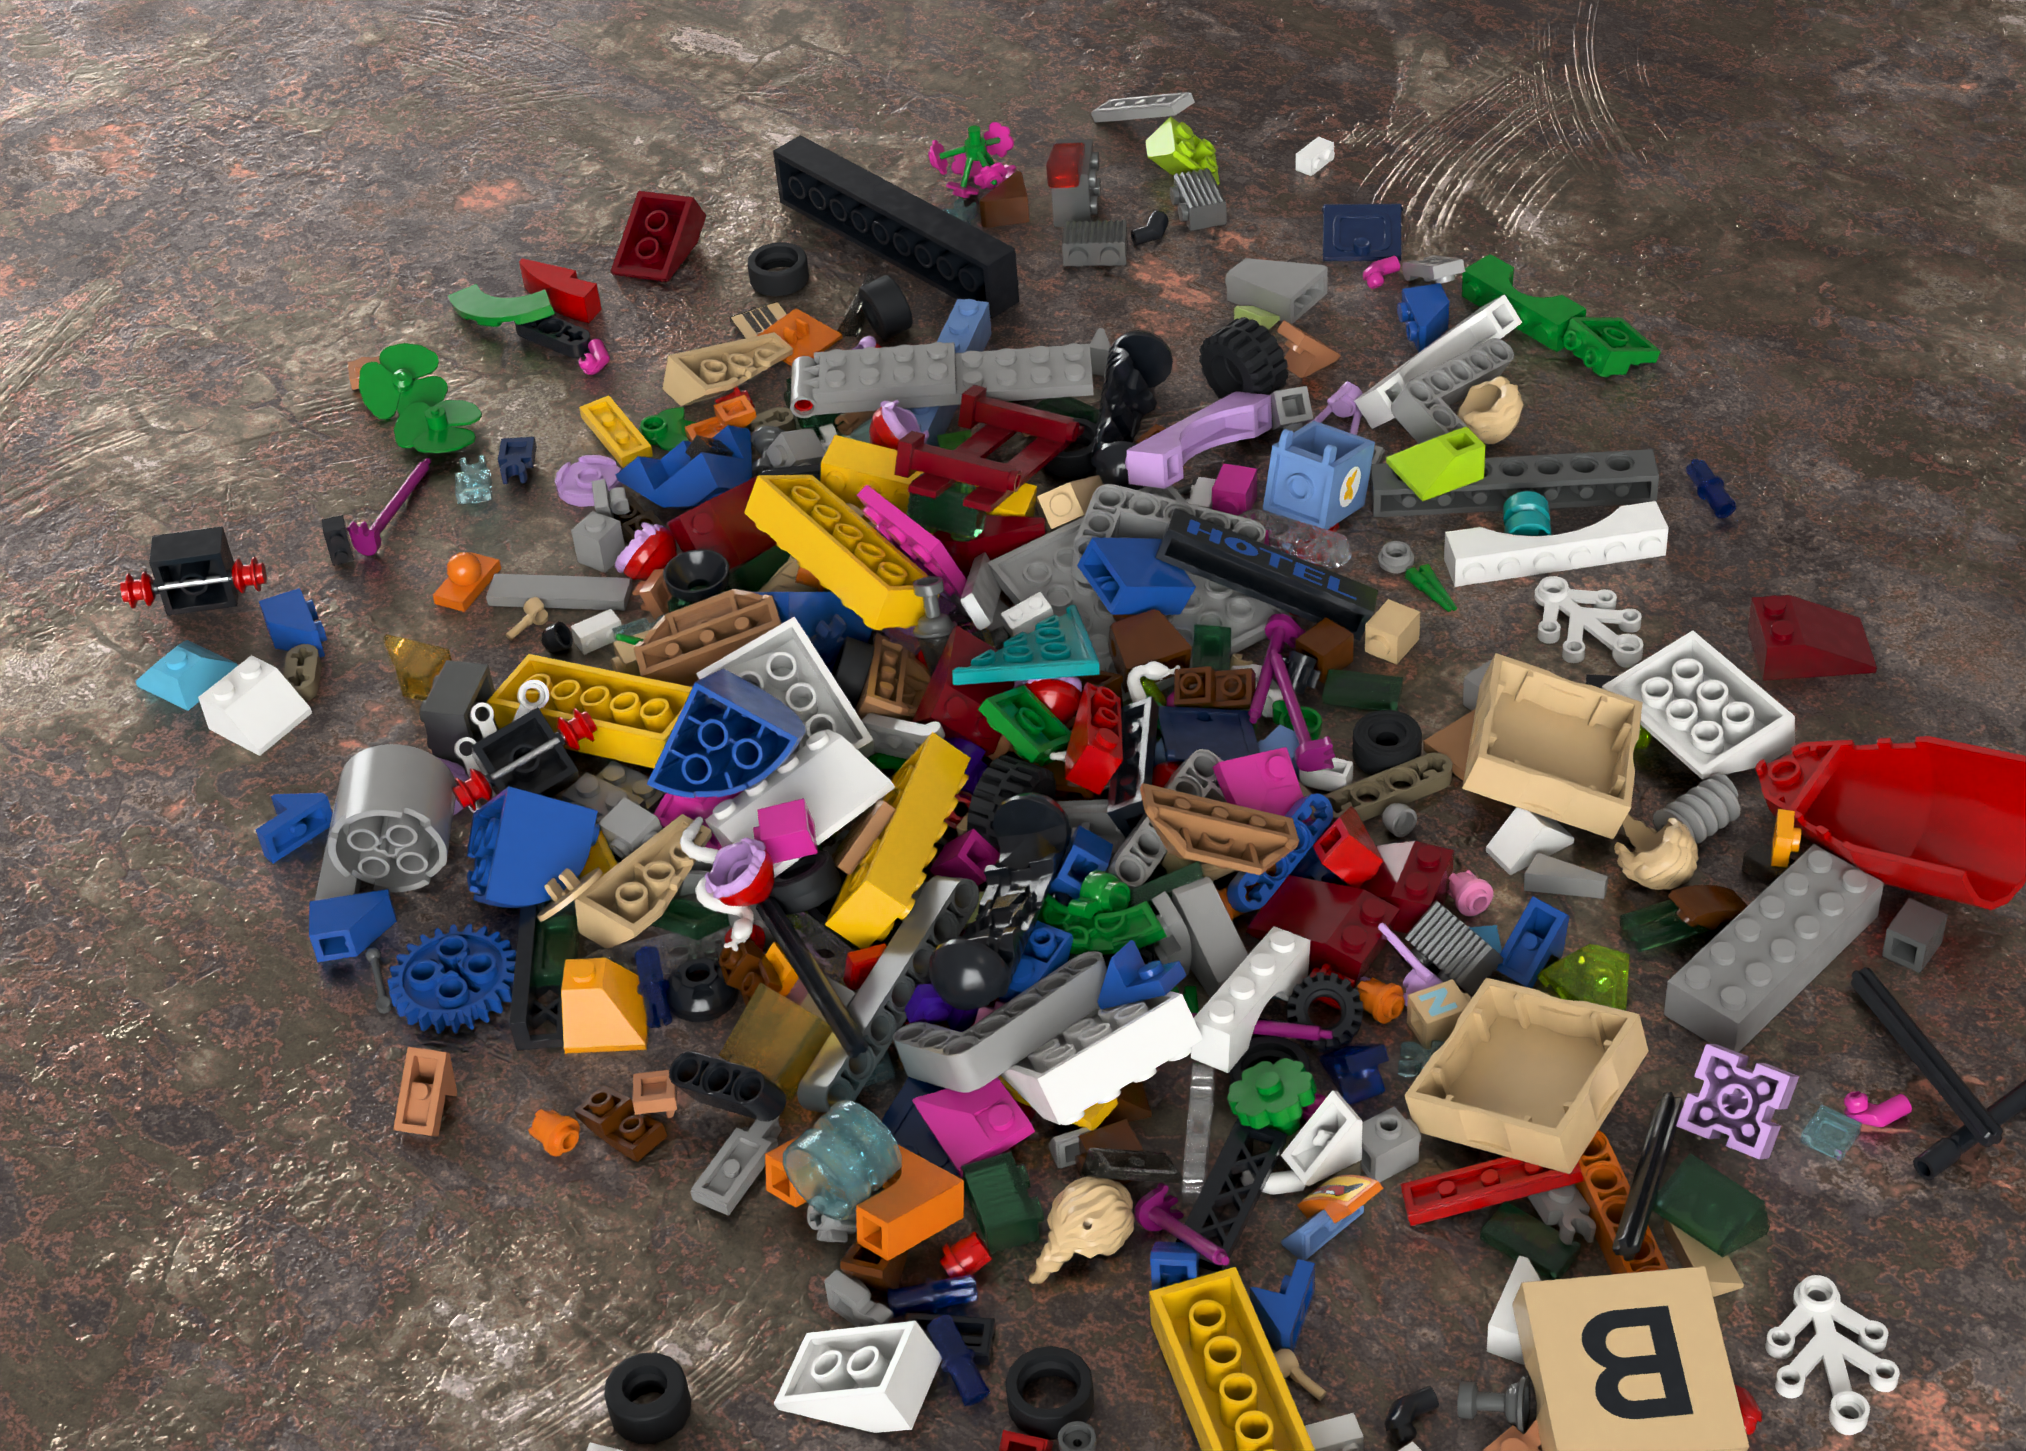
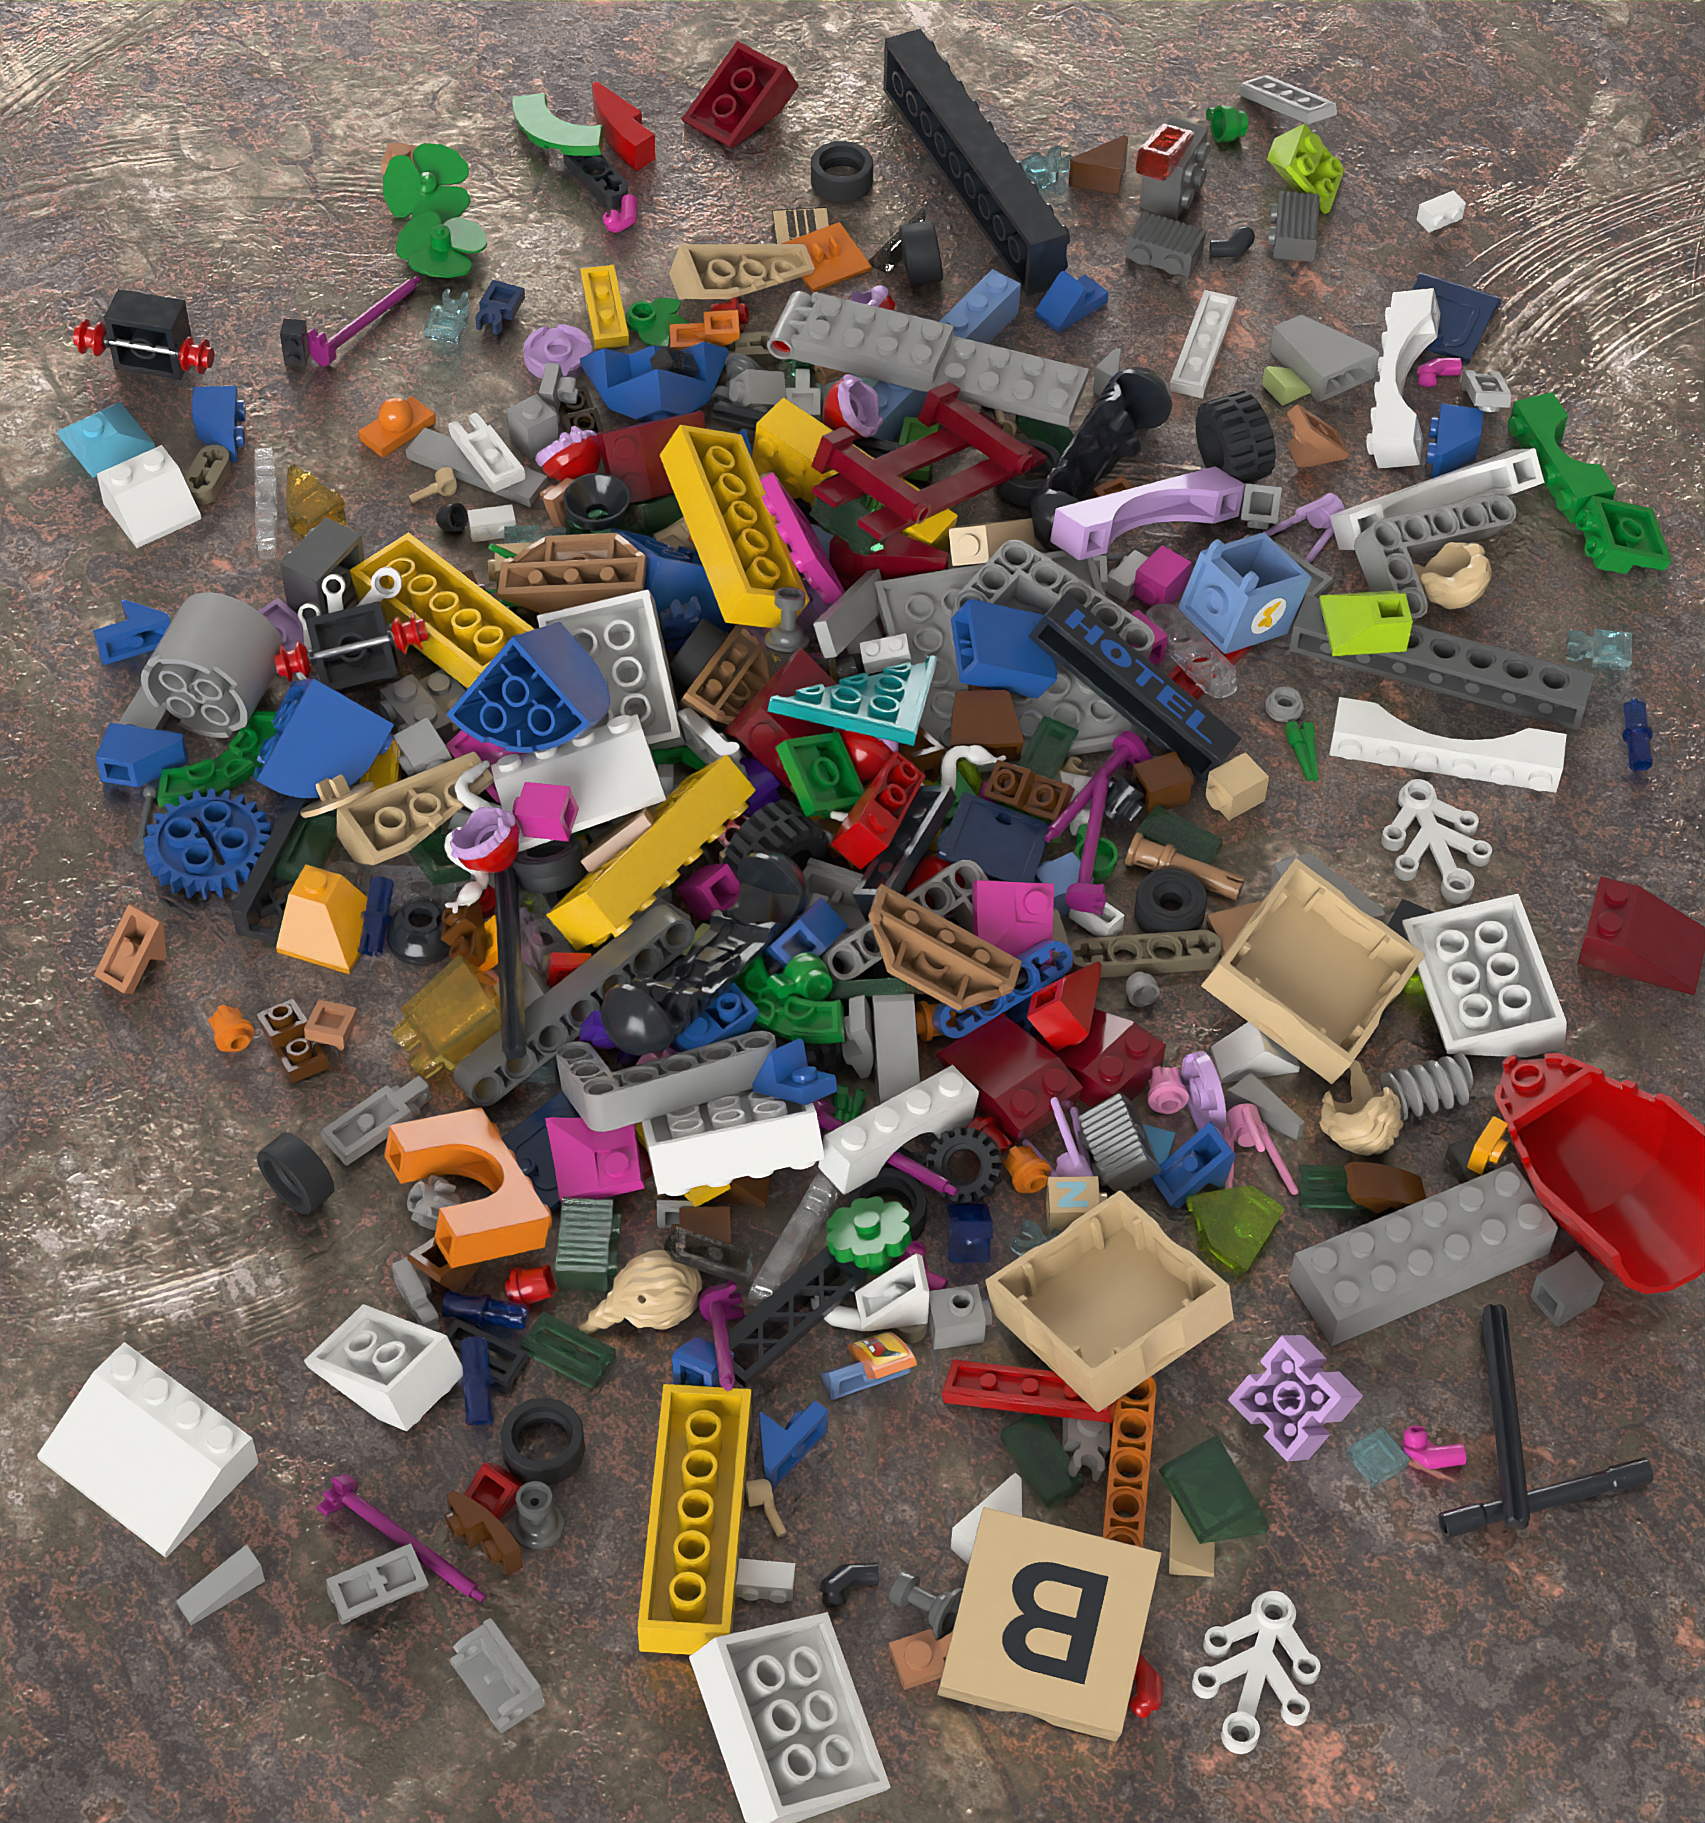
camera: 15 degrees right, 10 degrees up
(372, 679) = (266, 504): none -> clear beam
(445, 907) = (223, 772): none -> green tile
(566, 573) = (487, 453): none -> white hinge
(650, 1421) = (191, 1293): black tyre -> none
(695, 1216) = (295, 1173): none -> black tyre
(727, 1086) = (392, 1044): black beam -> none
(842, 1159) = (453, 1157): clear light blue wheel -> none
(974, 160) = (1088, 107): dark pink plant -> none
(1027, 1310) = (560, 1363): none -> clear green tile
(1033, 309) = (1070, 301): none -> blue slope
(1103, 139) = (1227, 123): none -> green piece
(1168, 307) = (1203, 344): none -> white tile
(1354, 708) = (1157, 857): none -> medium nougat pin
(1371, 315) = (1411, 328): none -> white arch
(1509, 876) = (1204, 1090): none -> lavender tile
(1527, 514) = (1431, 707): teal wheel -> none
(1566, 900) = (1249, 1130): none -> bright pink plant
(1644, 431) = (1605, 648): none -> clear light blue plate
(1647, 1177) = (1170, 1442): black axle -> none

